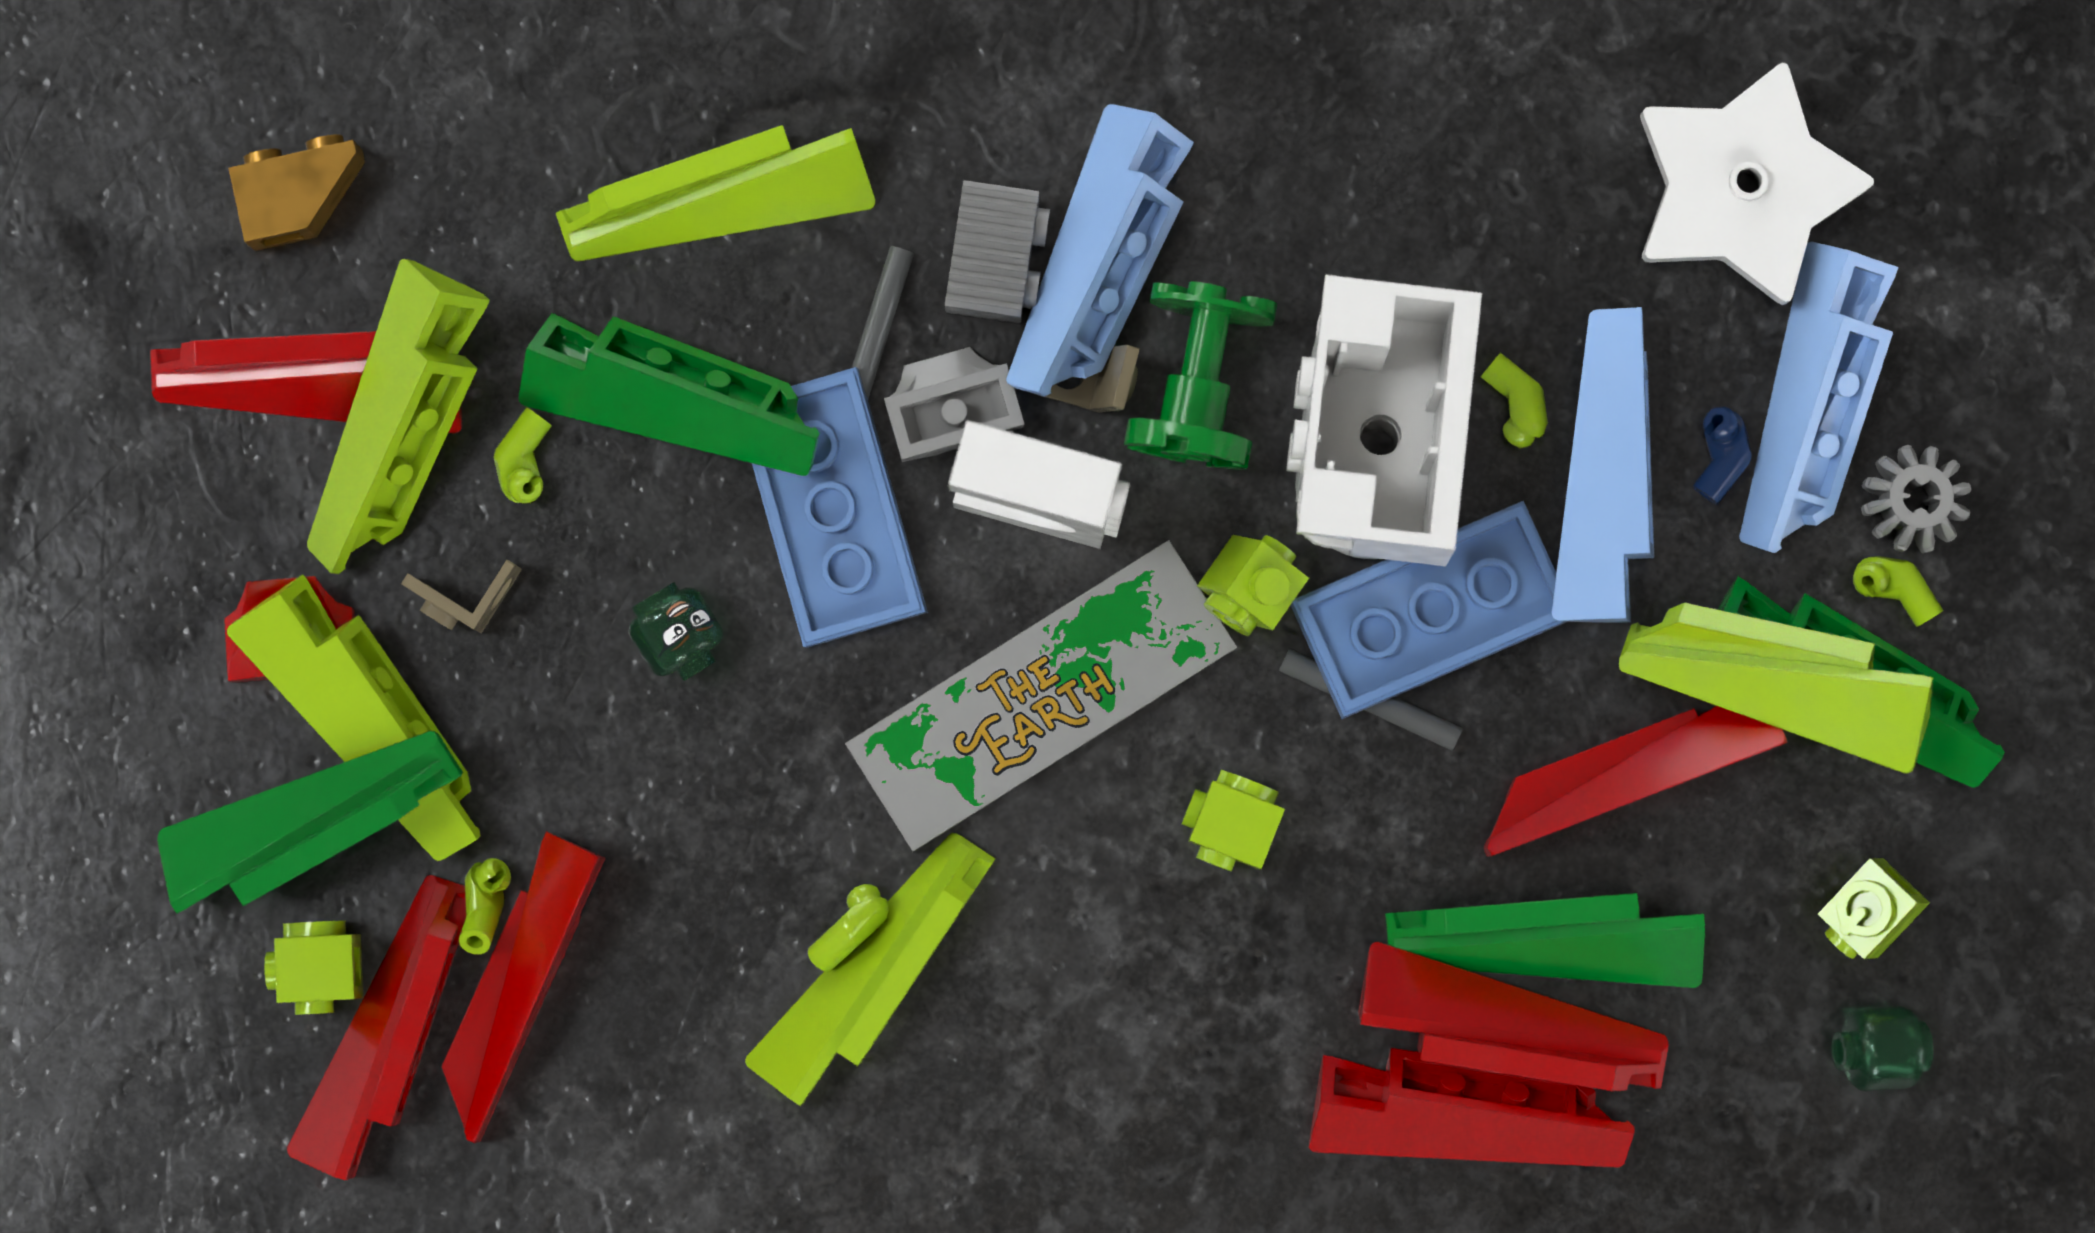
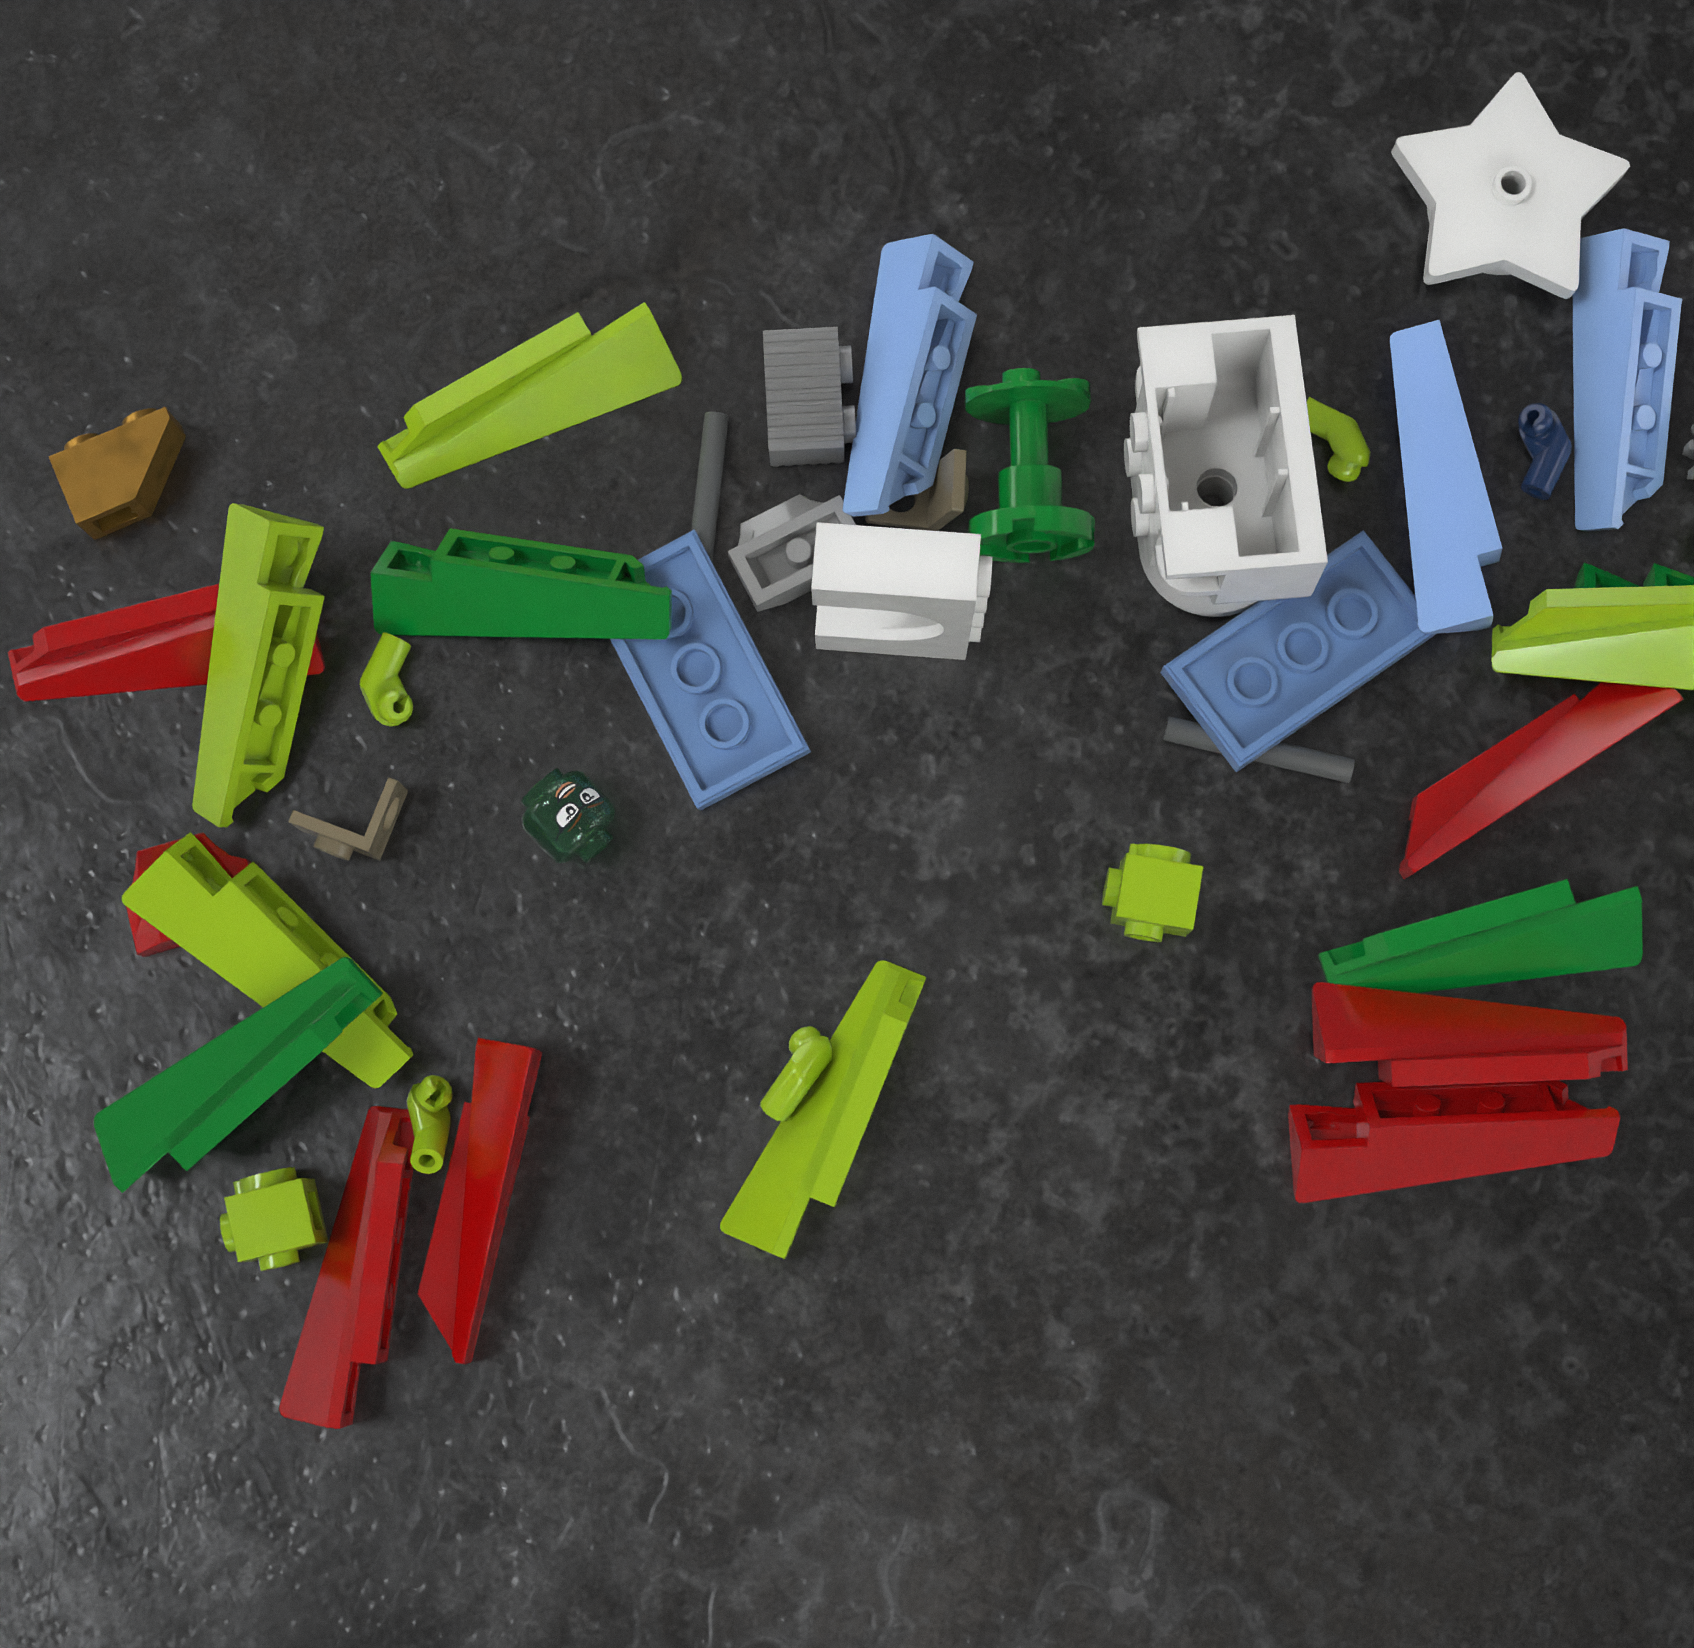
camera: 10 degrees left, 5 degrees down
(1040, 696) = (937, 810): light grey tile -> none
(1252, 583) = (1122, 656): lime brick -> none

